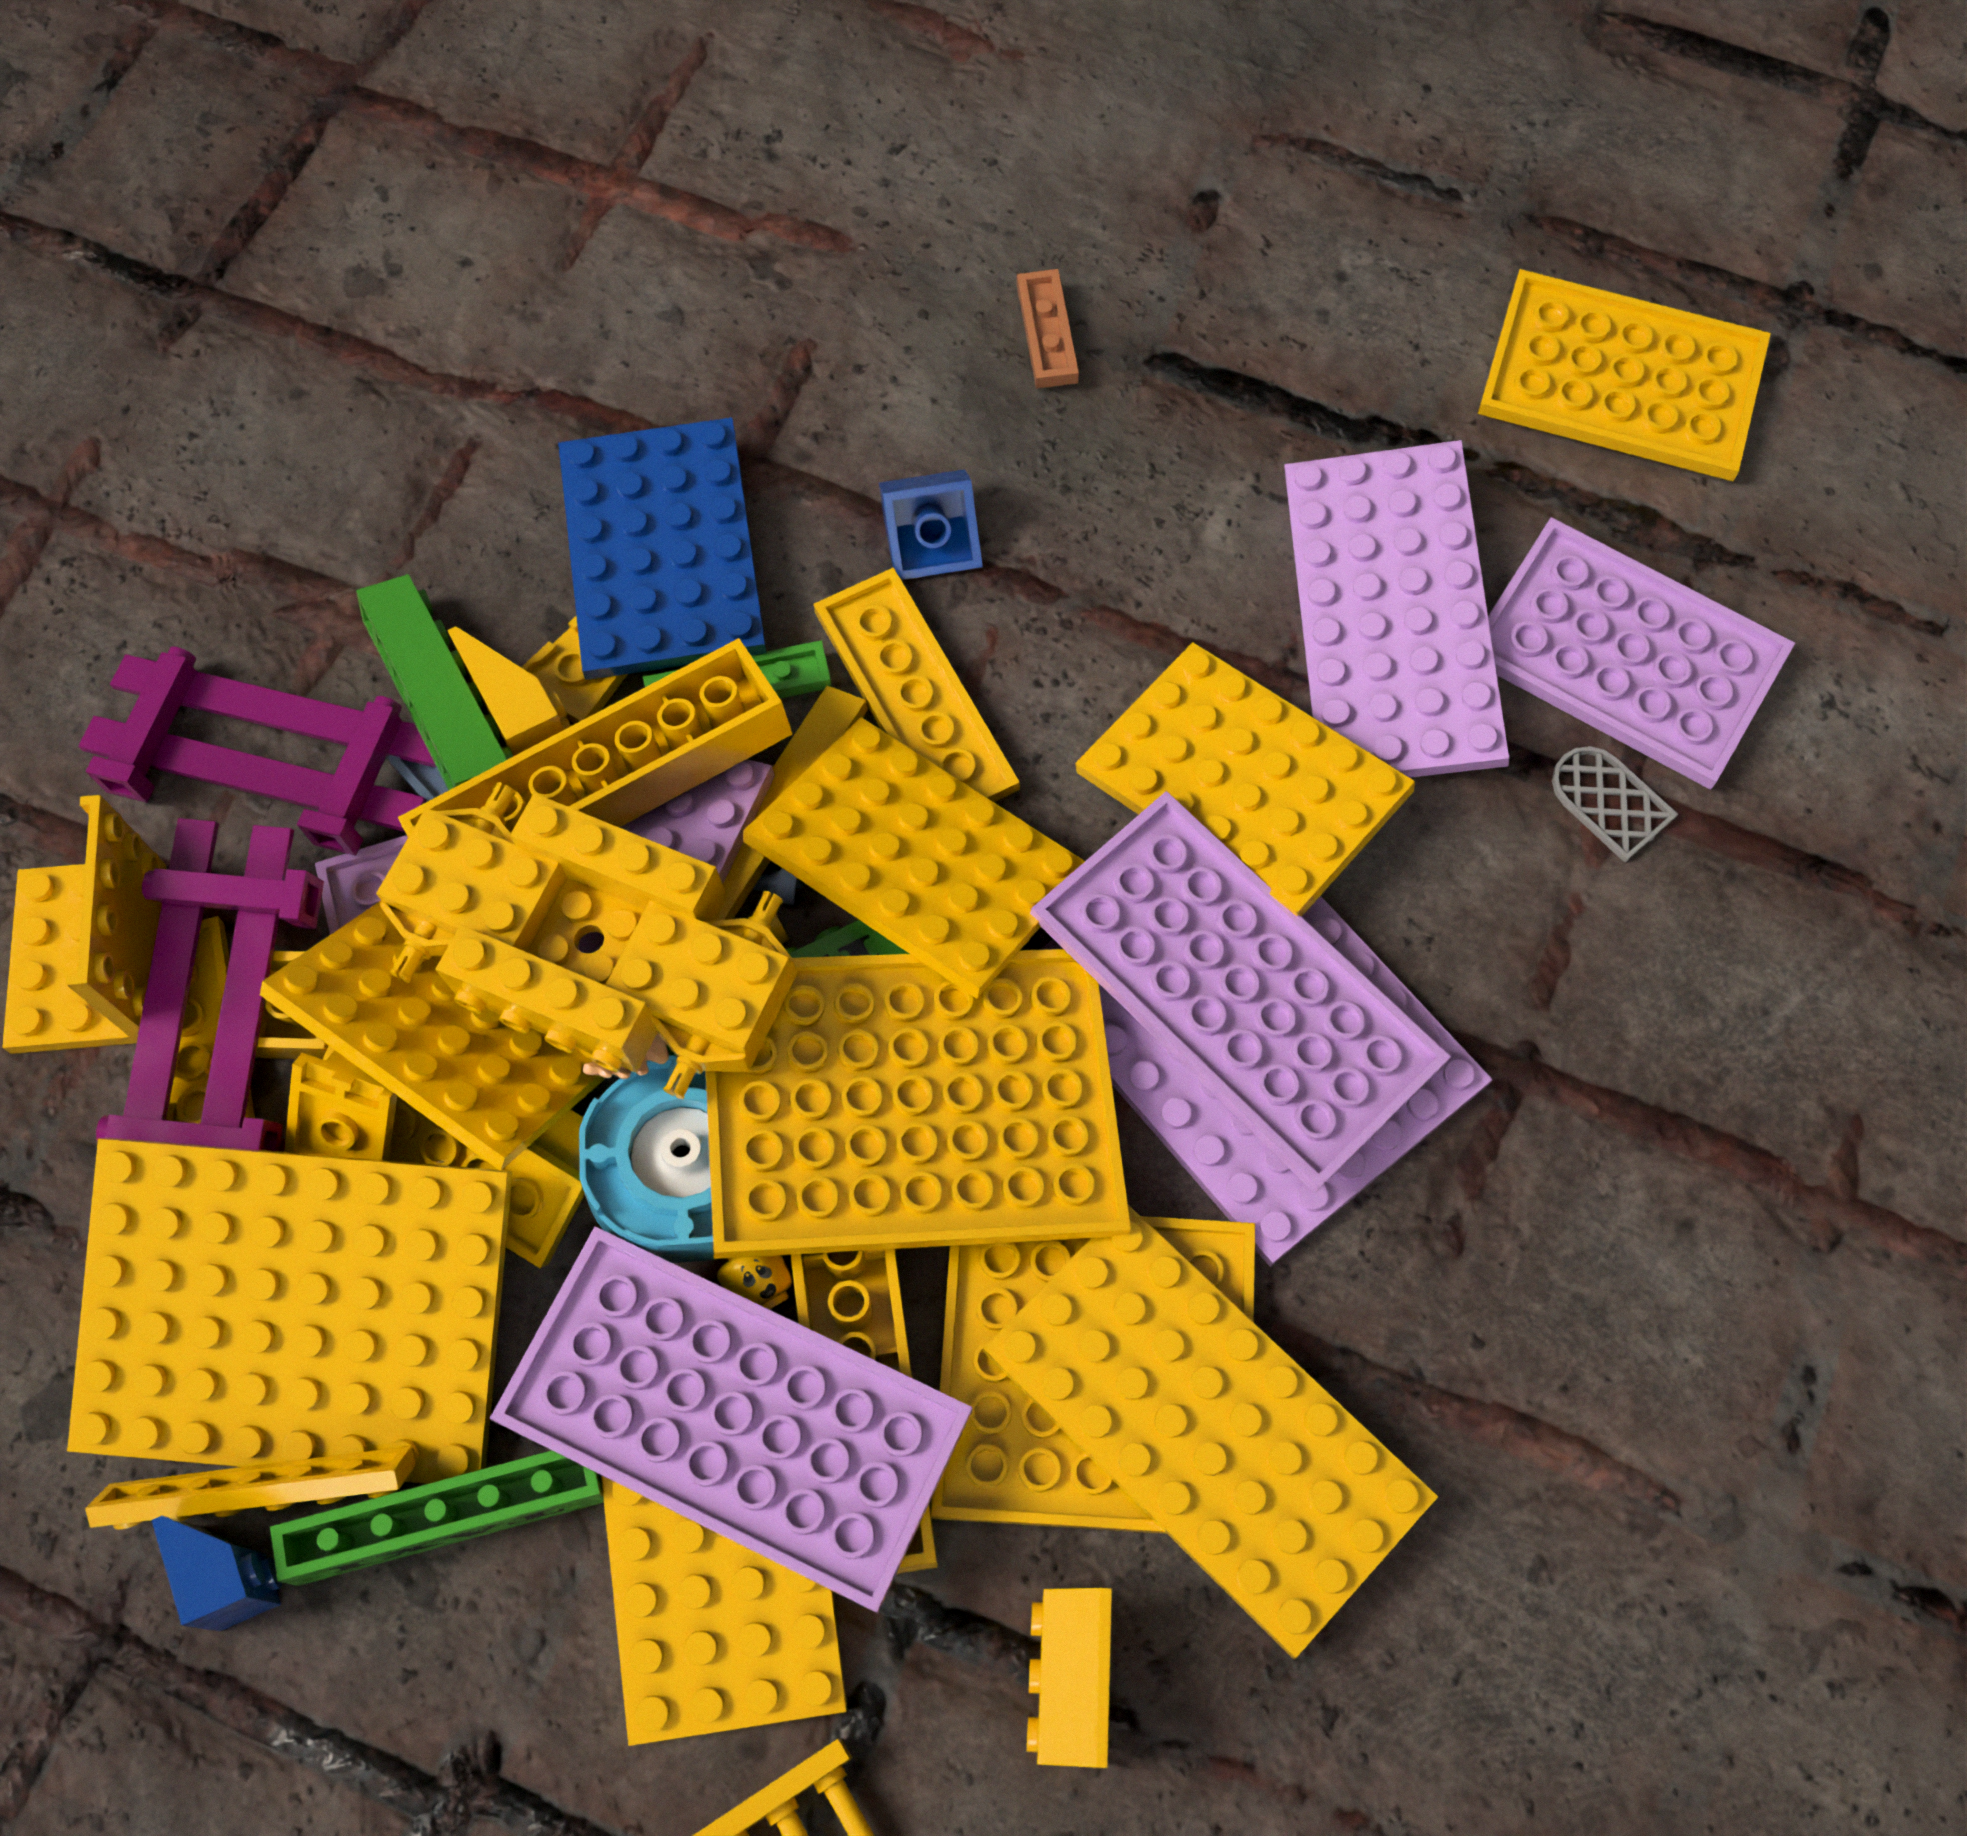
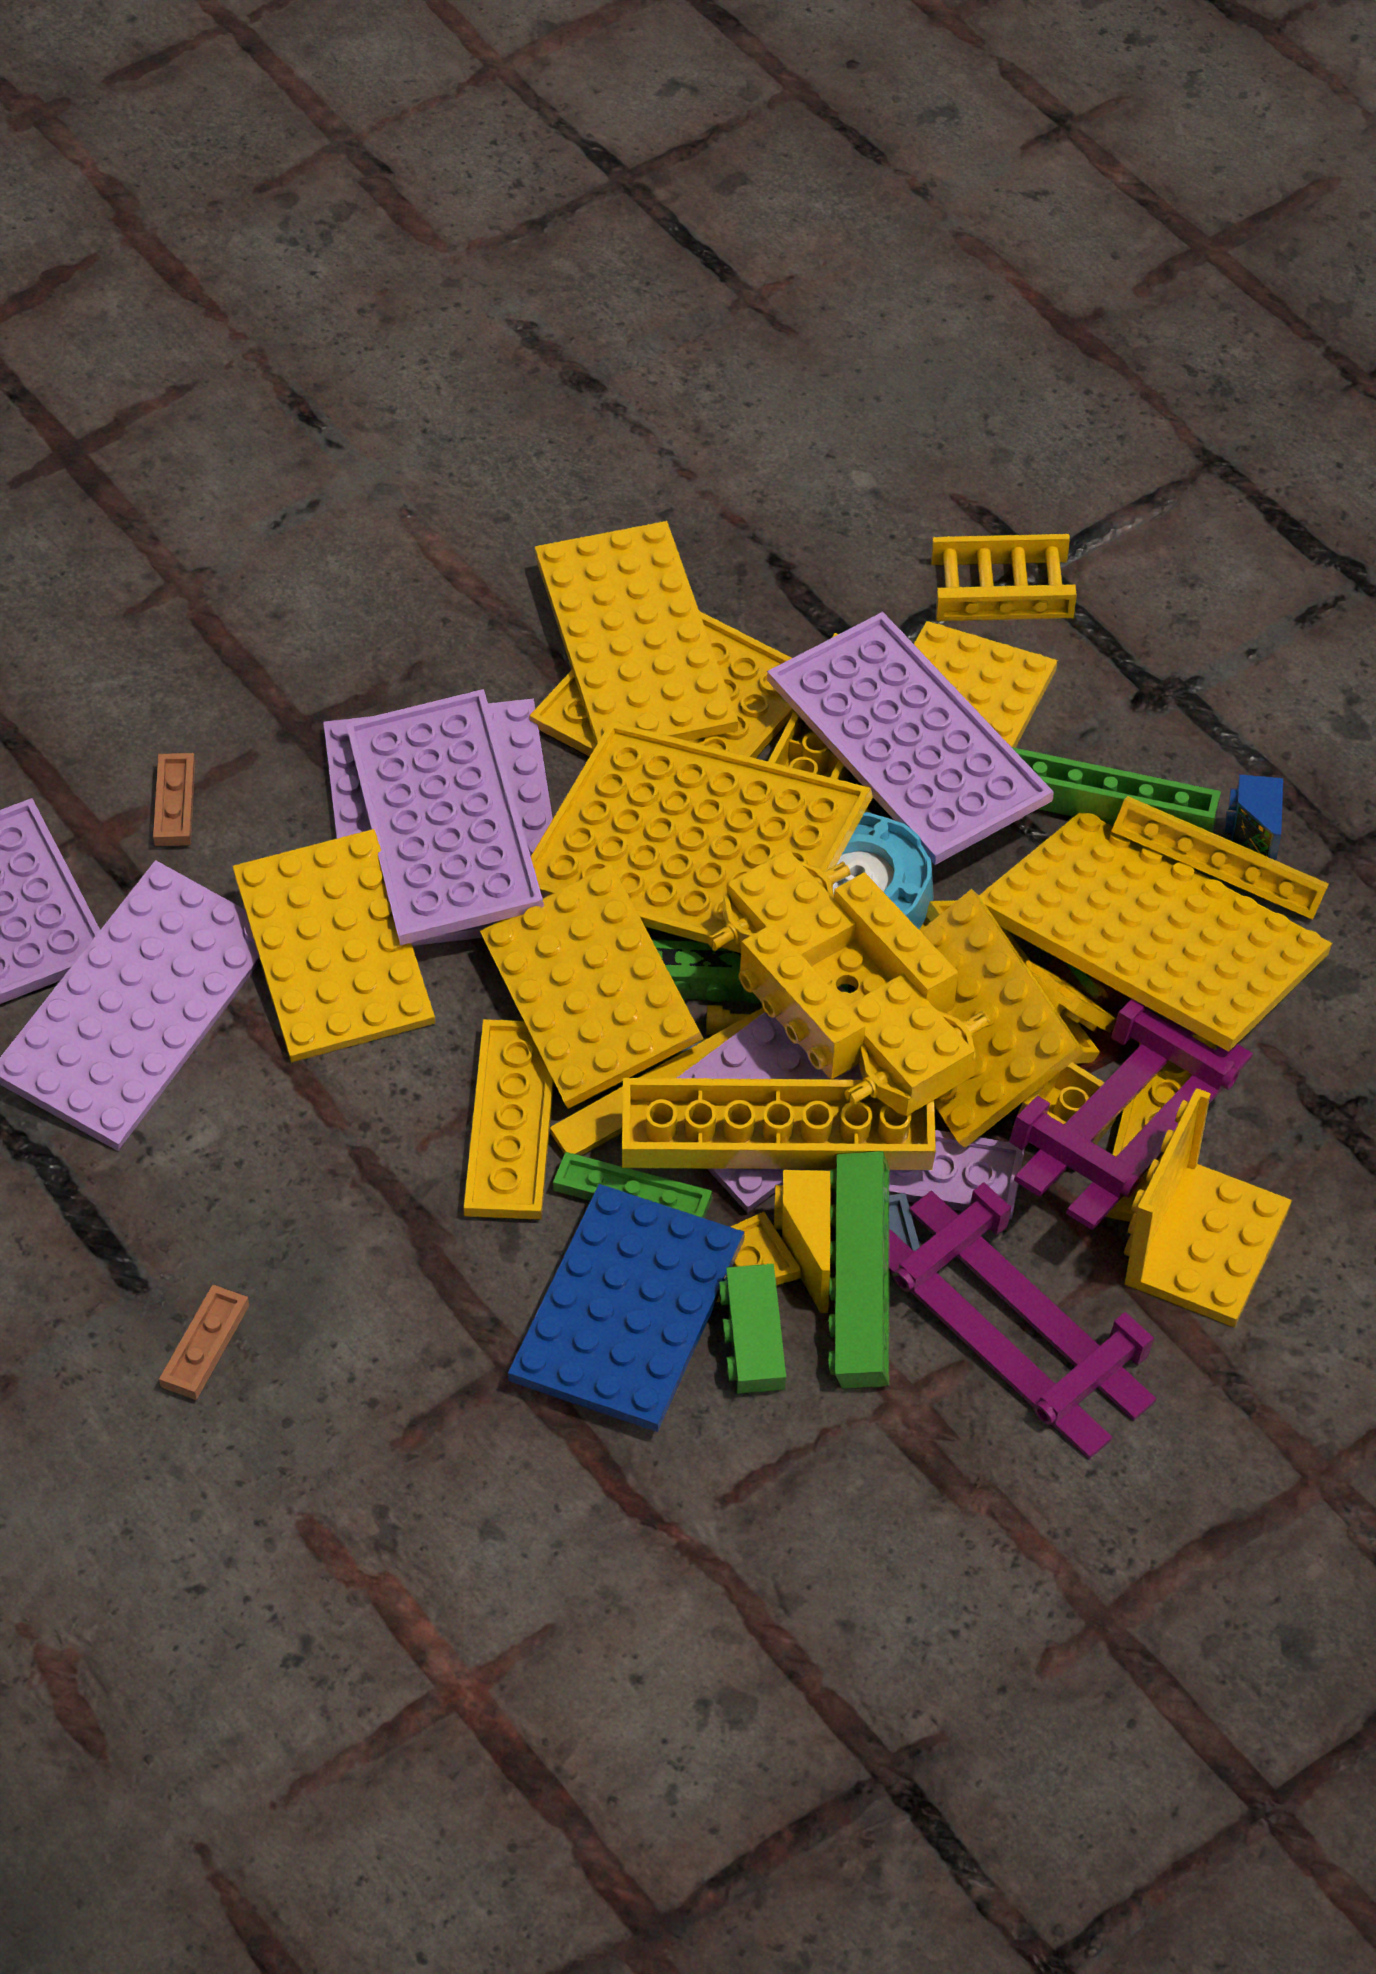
camera: 150 degrees left, 15 degrees down
(519, 585) = (753, 1328): none -> bright green brick
(931, 524) = (409, 1233): blue slope -> none
(1071, 1677) = (790, 567): yellow slope -> none
(1569, 877) = (174, 799): none -> nougat plate
(1624, 773) = (93, 806): light grey window -> none

